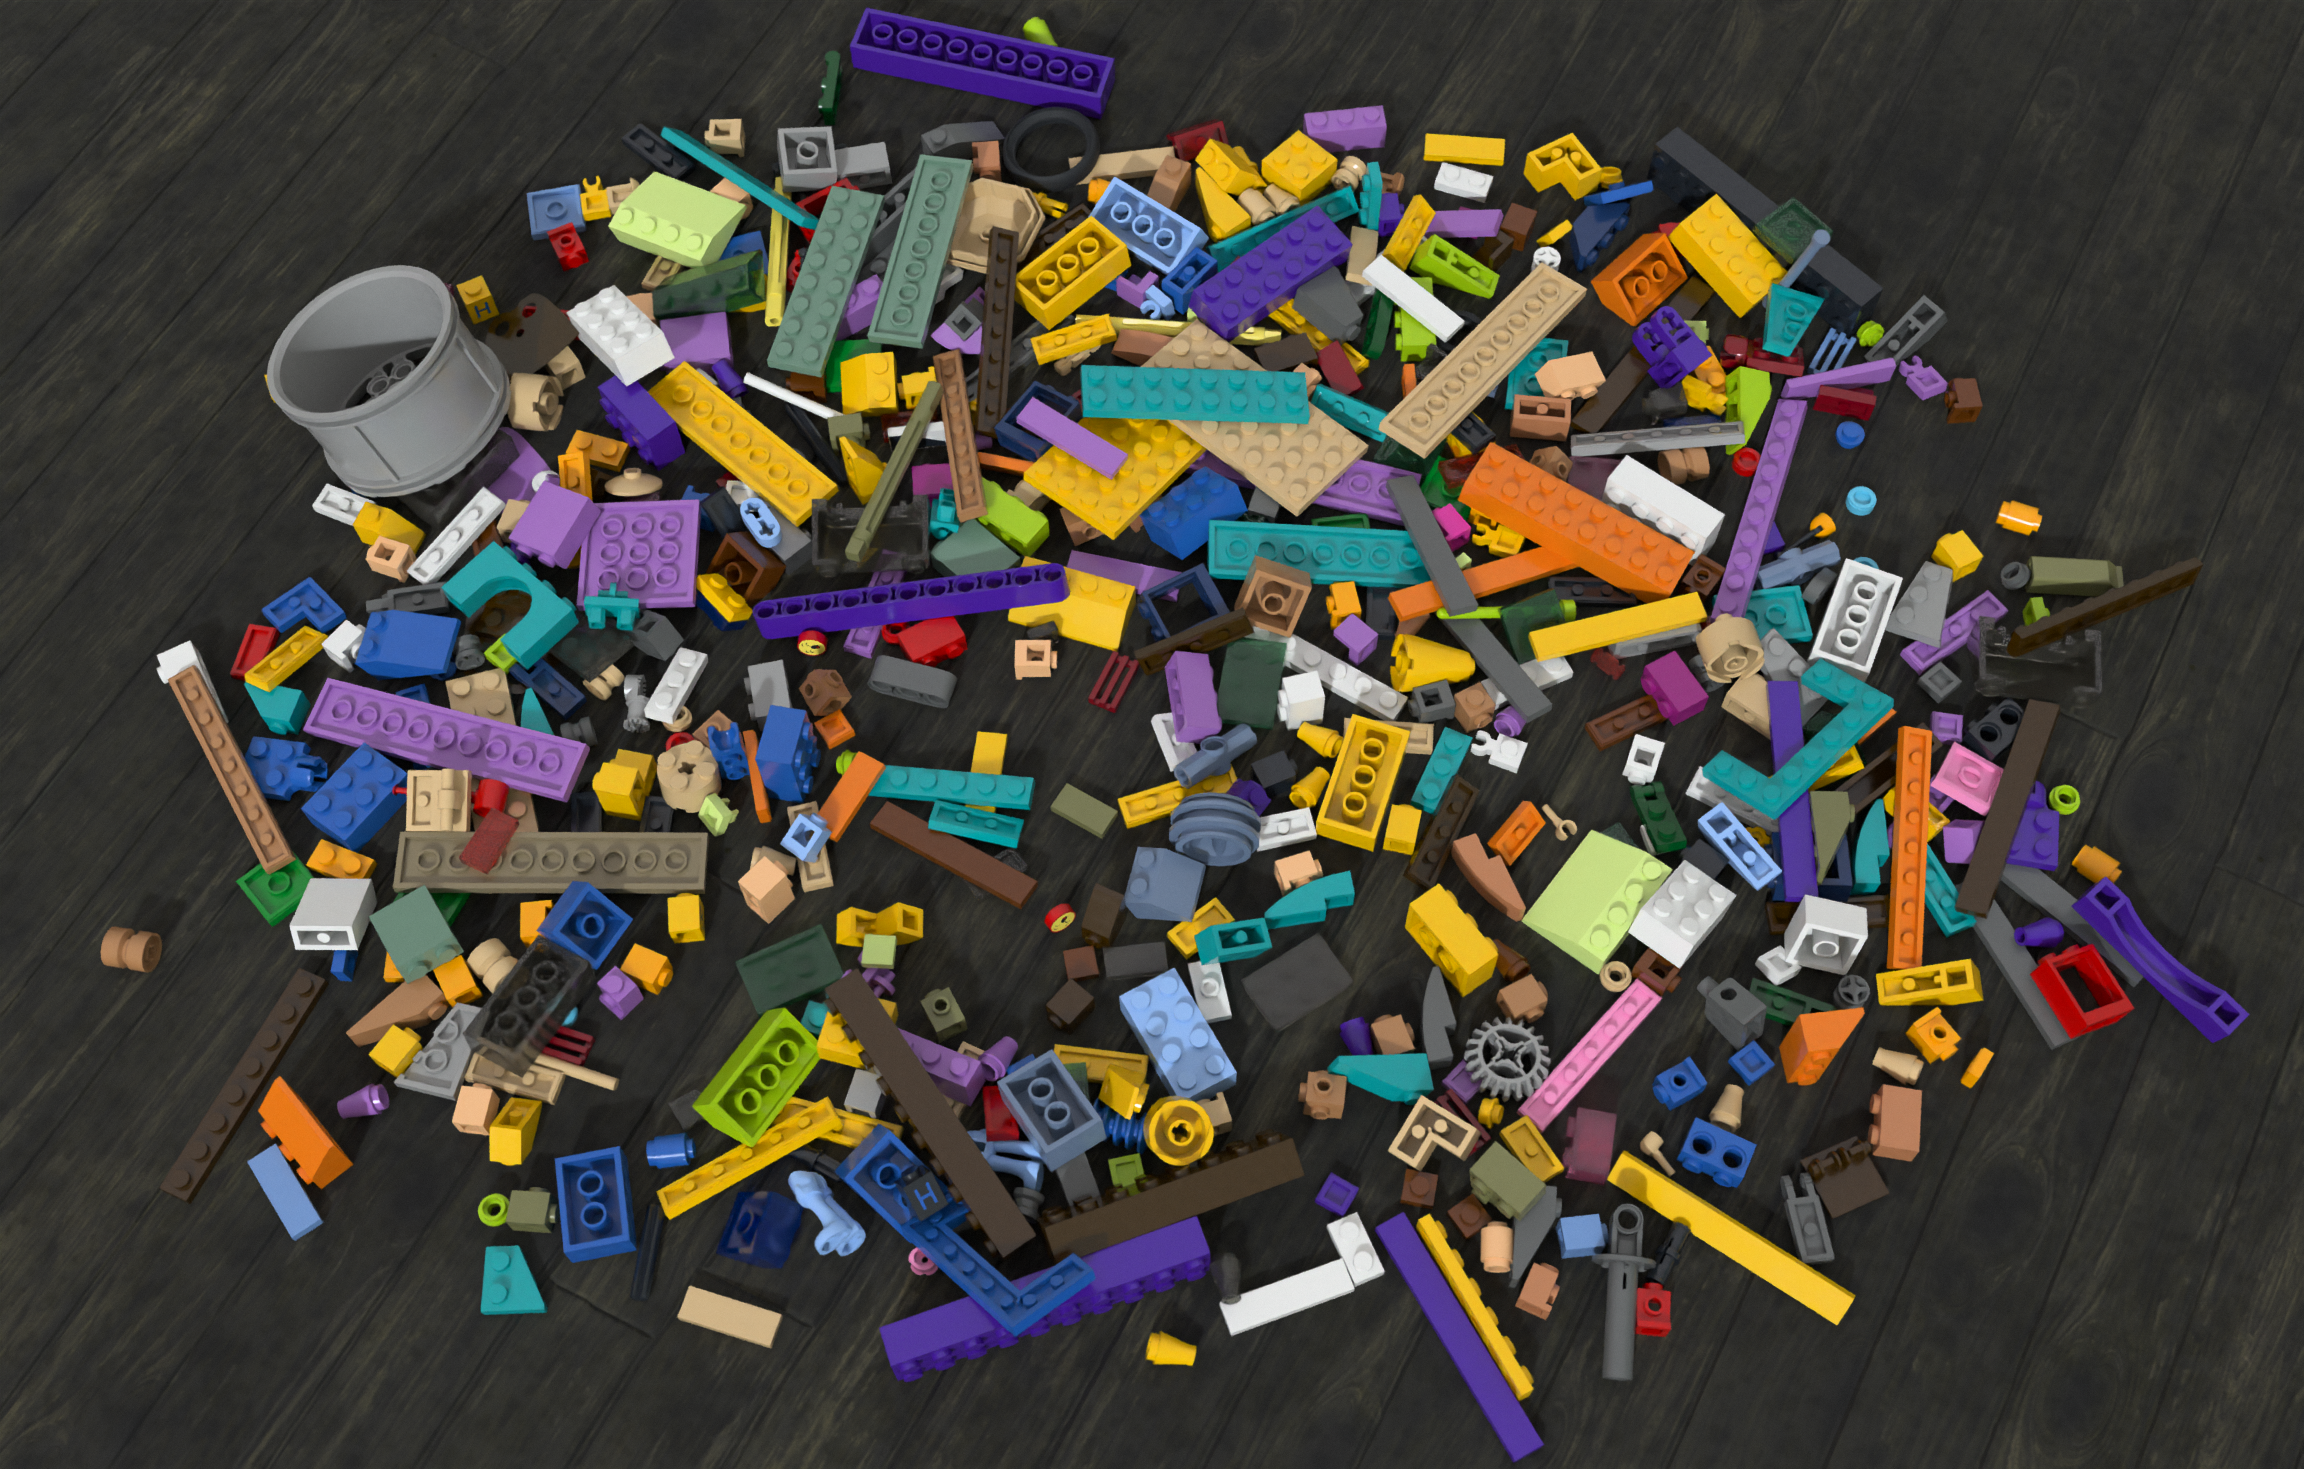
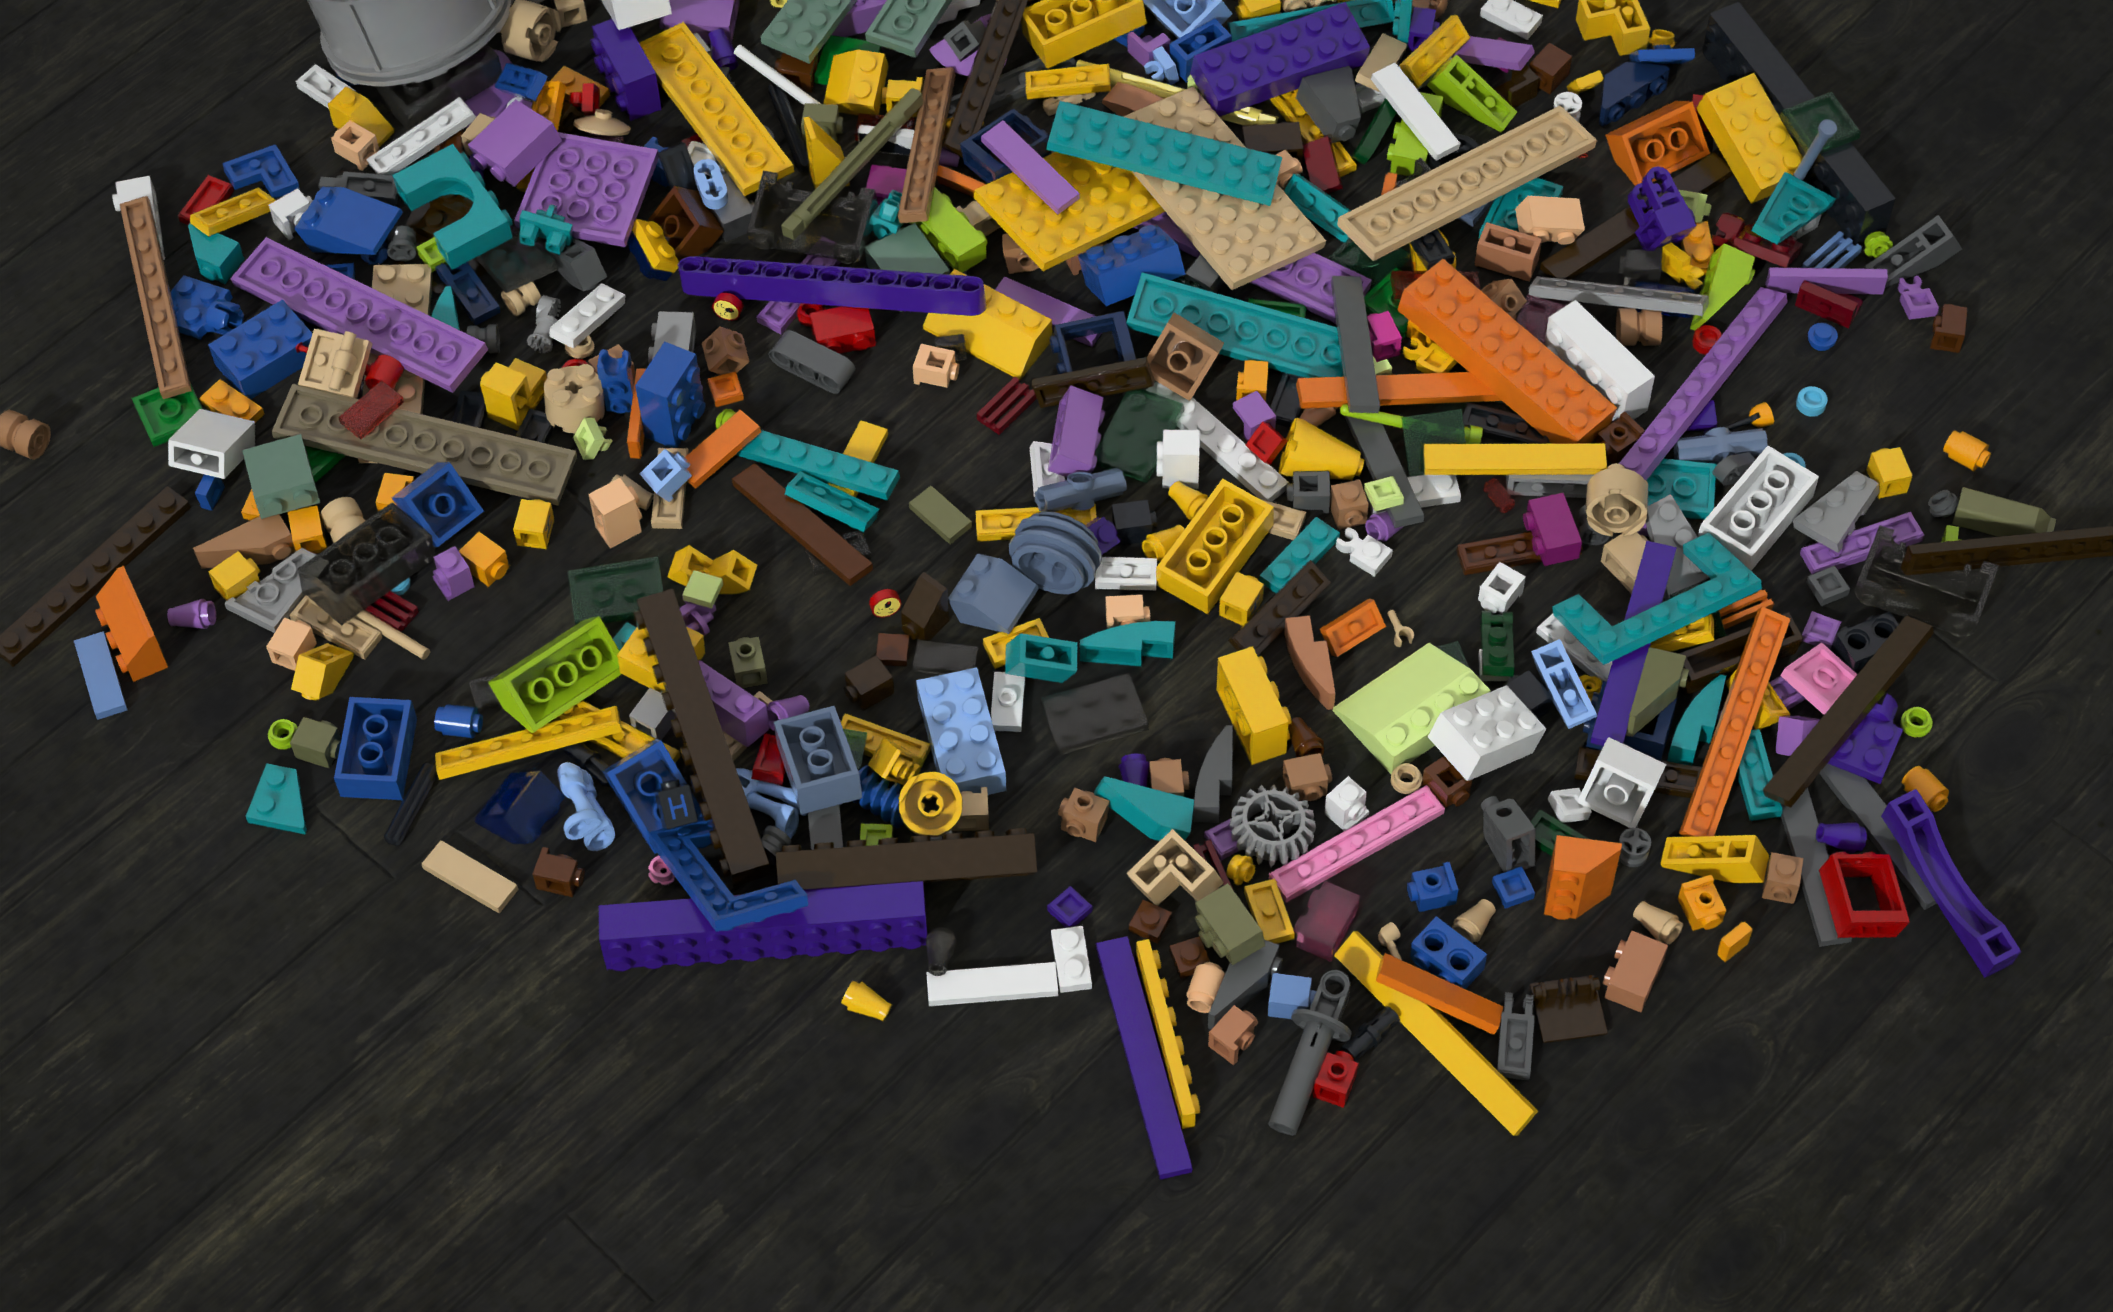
camera: 15 degrees right, 5 degrees down
(541, 458) = (521, 81): none -> blue tile
(612, 461) = (588, 99): none -> red tile
(820, 1292) = (557, 873): none -> reddish brown brick
(1376, 663) = (1266, 442): none -> red tile
(1507, 691) = (1384, 493): none -> yellowish green tile
(1570, 1019) = (1346, 804): none -> white brick
(1724, 1197) = (1439, 993): none -> orange tile
(2001, 991) = (1782, 878): none -> medium nougat brick

